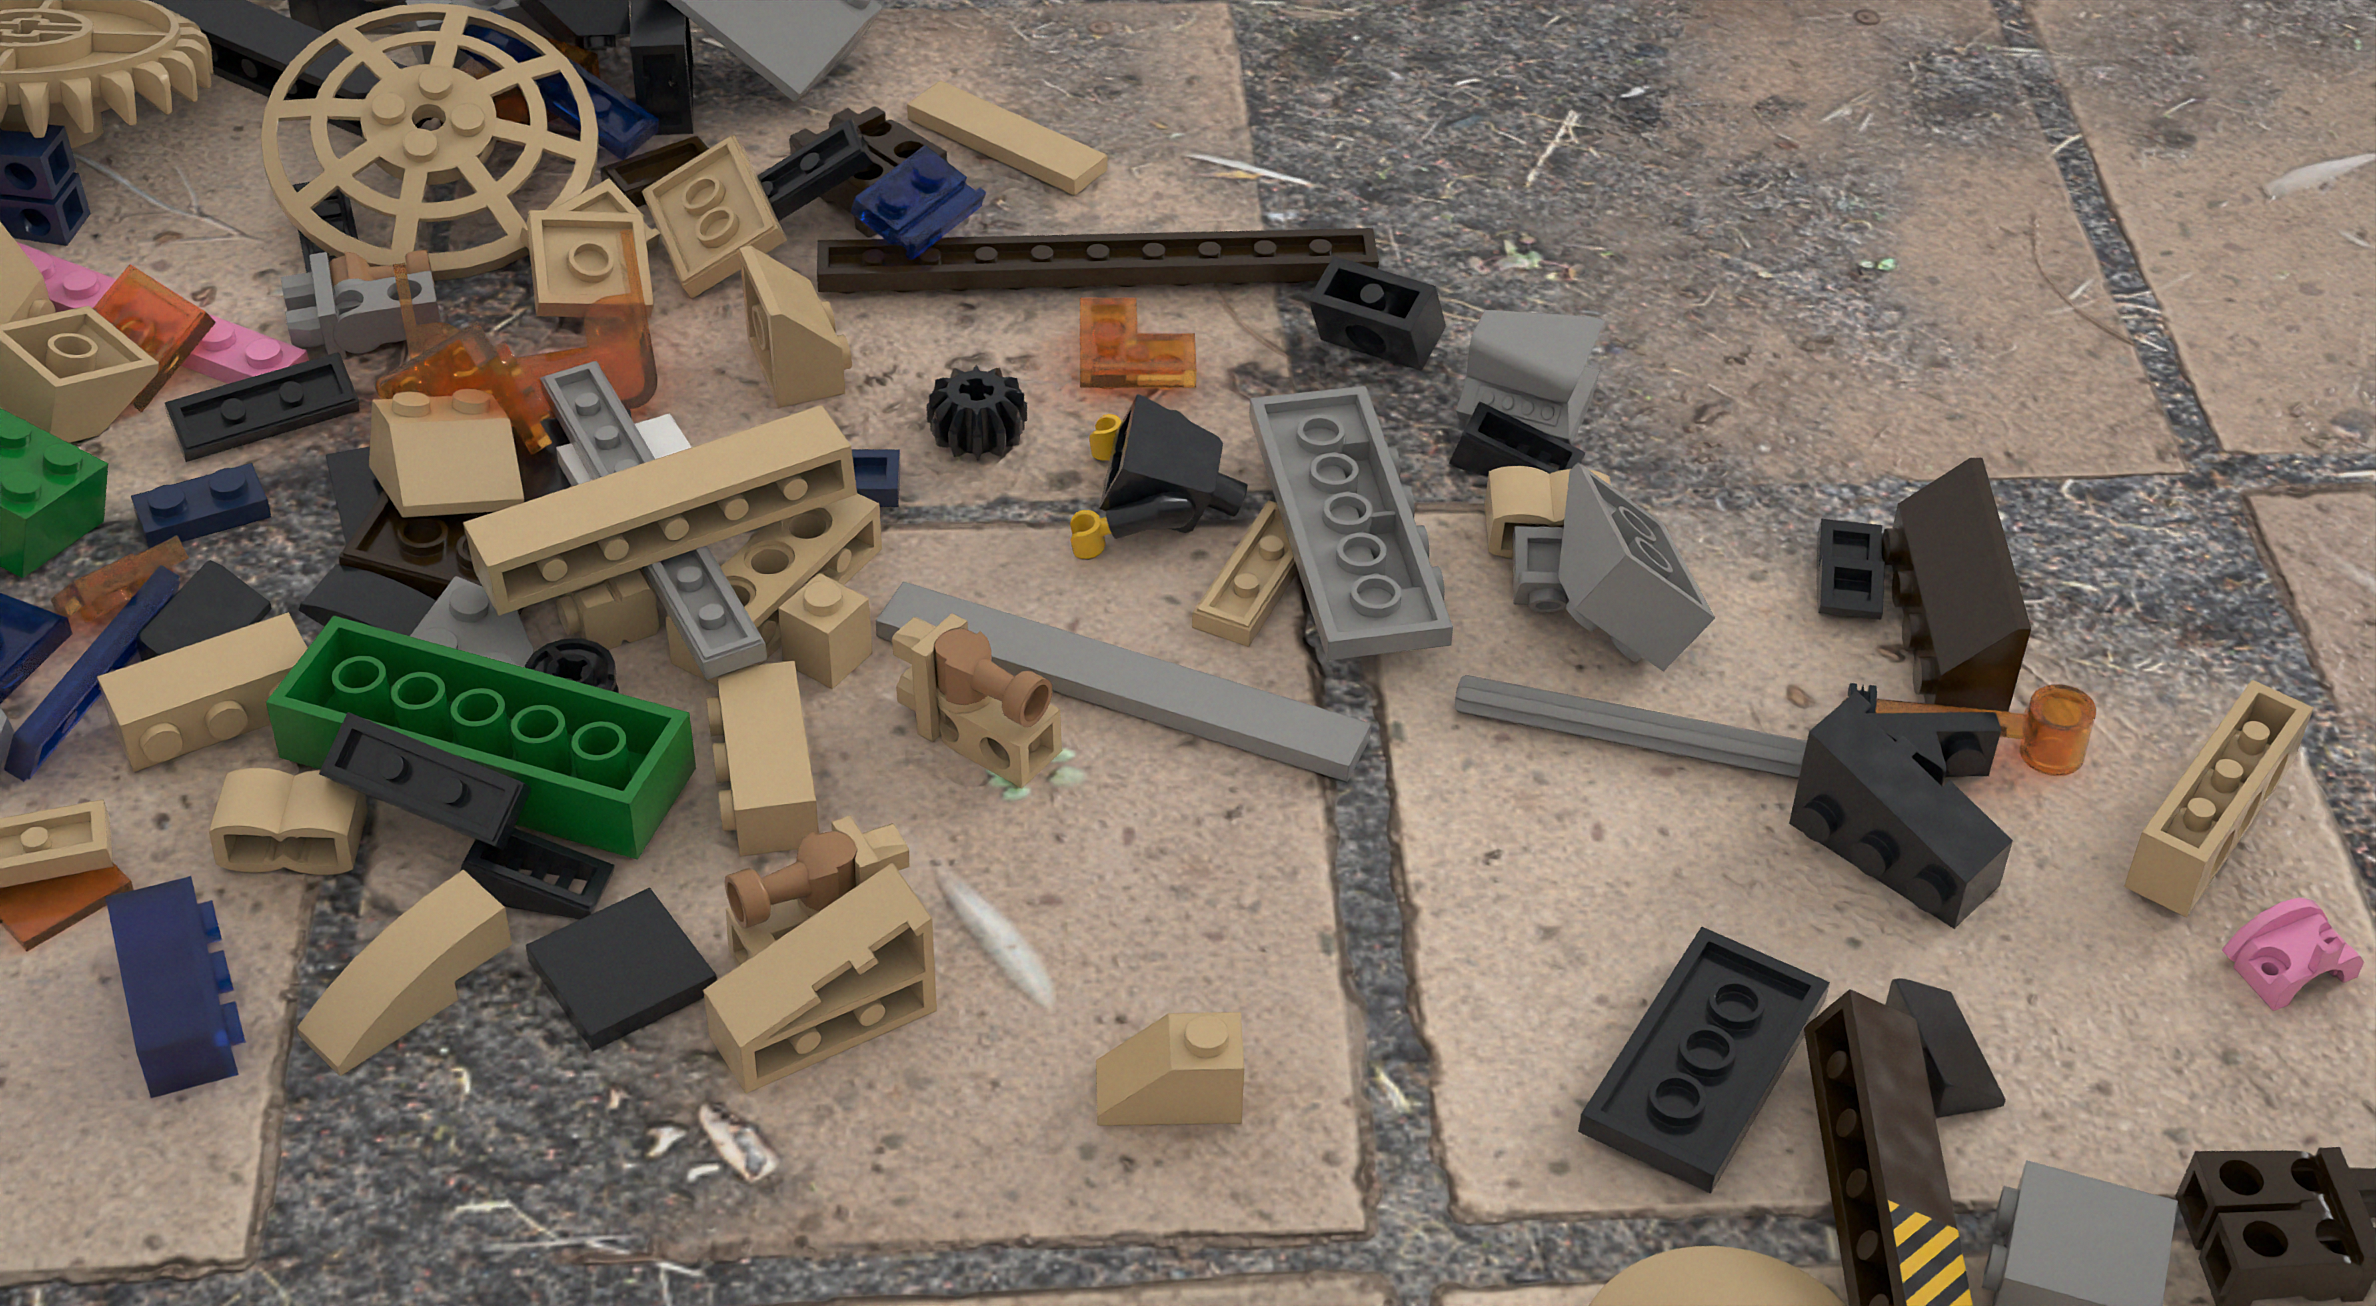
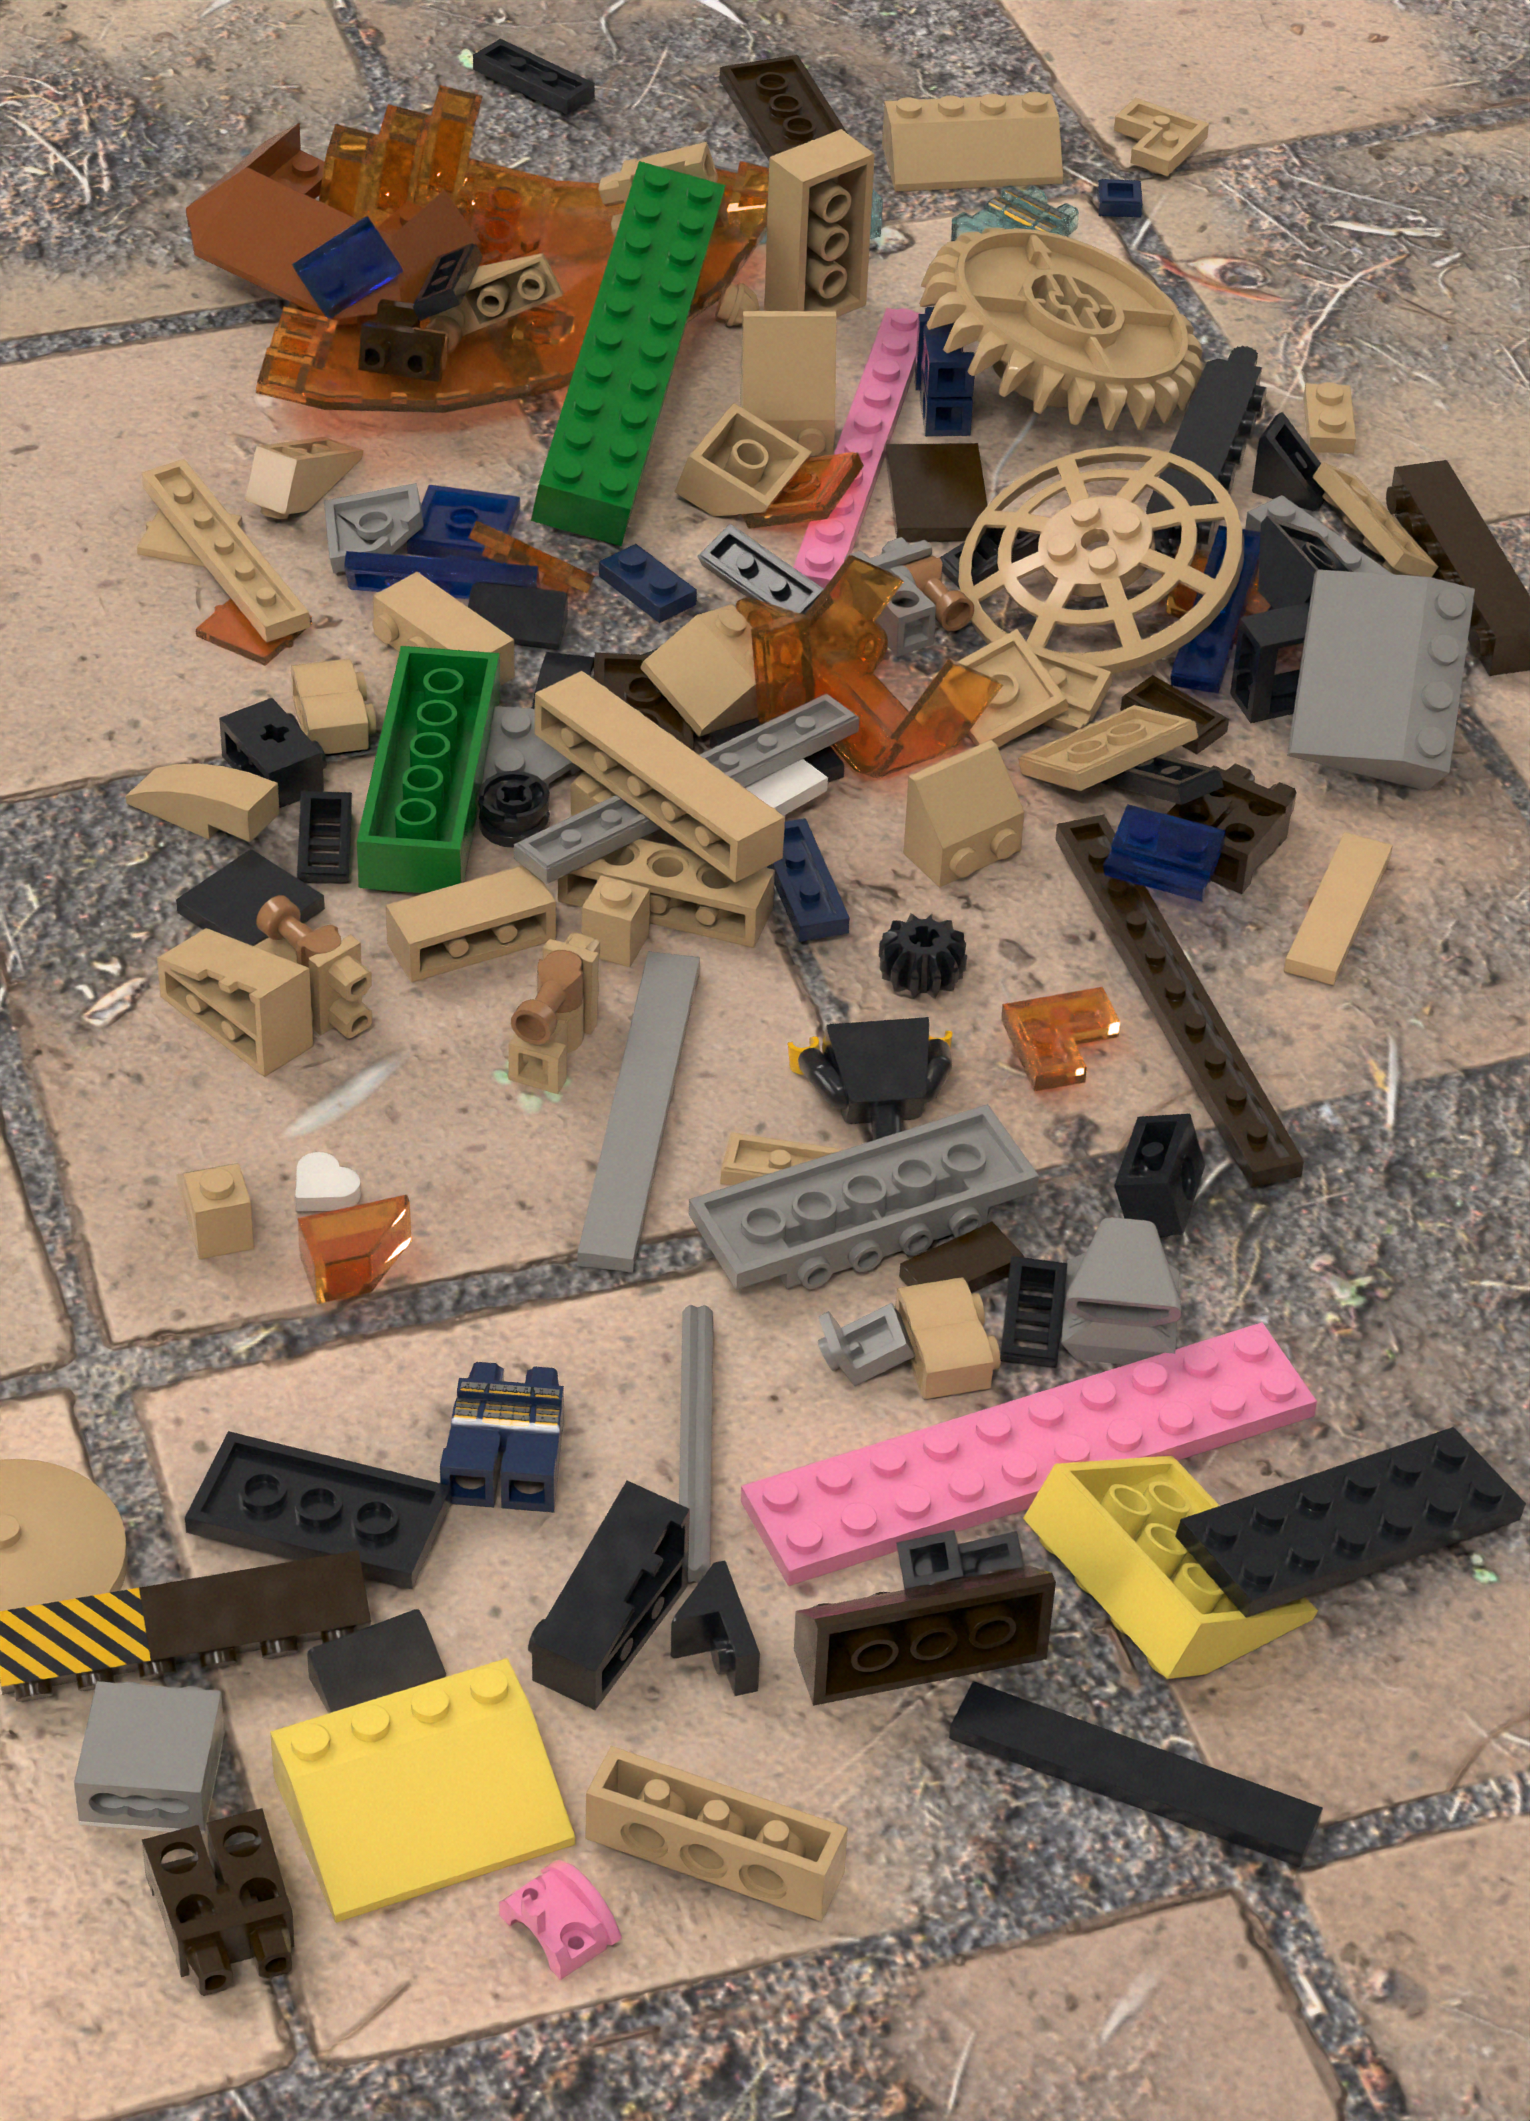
camera: 75 degrees right, 0 degrees up
(175, 986) = (164, 696): clear blue brick -> none
(191, 249) = (935, 490): none -> dark brown tile
(348, 890) = (273, 746): none -> black brick
(425, 781) = (352, 742): black tile -> none
(1161, 975) = (325, 1185): none -> white tile
(1300, 957) = (353, 1246): none -> clear orange slope
(1440, 490) = (976, 1256): none -> dark brown tile
(1626, 873) = (509, 1420): none -> dark blue hips
(1627, 574) = (860, 1375): light grey slope -> none
(1696, 478) = (1001, 1456): none -> bright pink plate
(1853, 305) = (1349, 1521): none -> black plate
(1876, 434) = (1117, 1537): none -> light yellow slope
(2051, 730) = (781, 1705): clear orange piece -> none
(2116, 518) = (1136, 1773): none -> black tile
(2126, 1035) = (420, 1789): none -> light yellow slope

